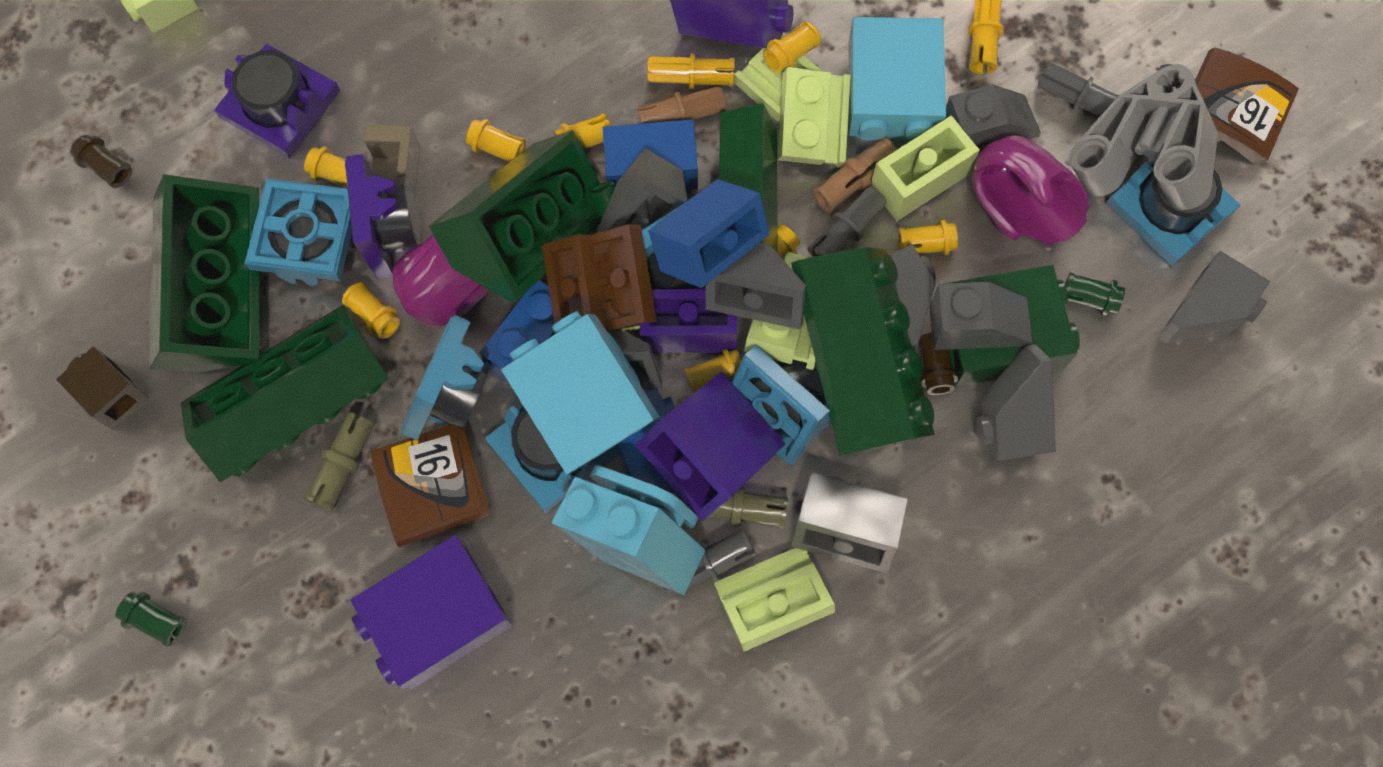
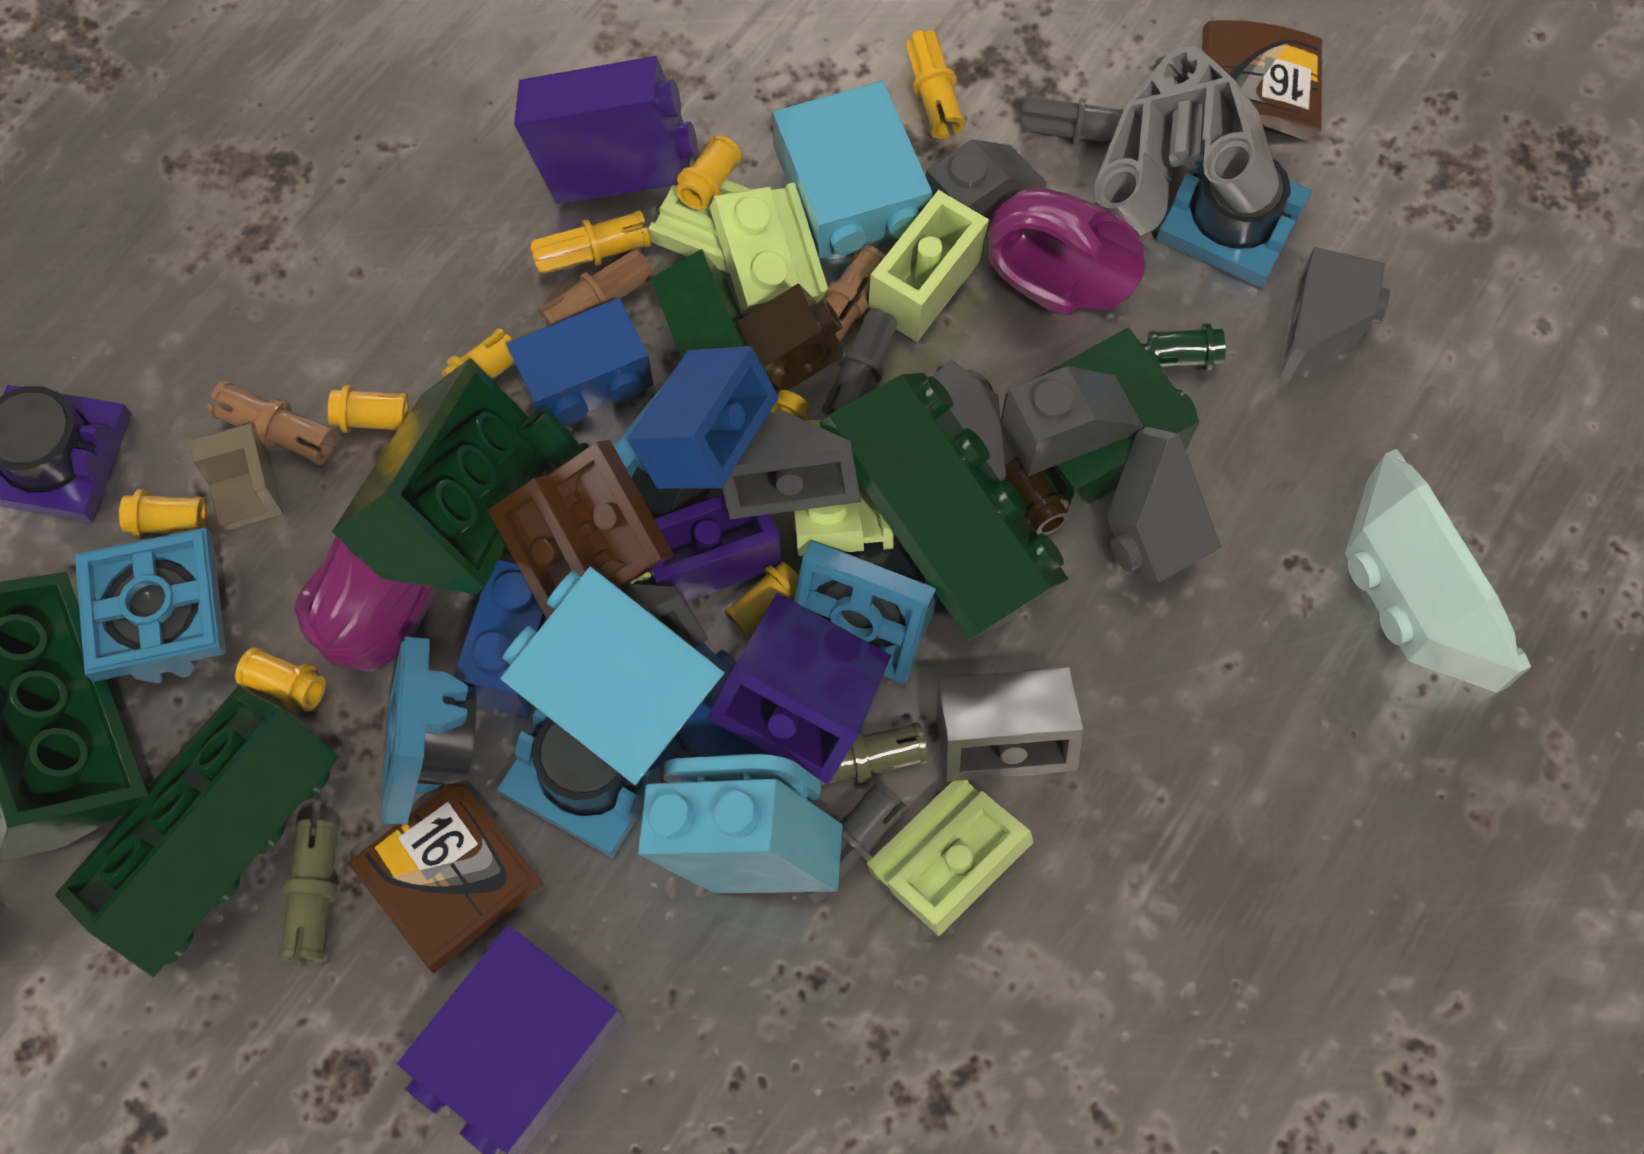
camera: 25 degrees left, 5 degrees down
(381, 215) = (253, 548): dark purple piece -> none
(428, 128) = (273, 422): none -> medium nougat pin
(645, 193) = (594, 404): dark grey slope -> none
(803, 190) = (793, 336): none -> dark brown brick
(930, 238) = (968, 348): yellow pin -> none
(1199, 532) = (1428, 582): none -> light aqua wedge

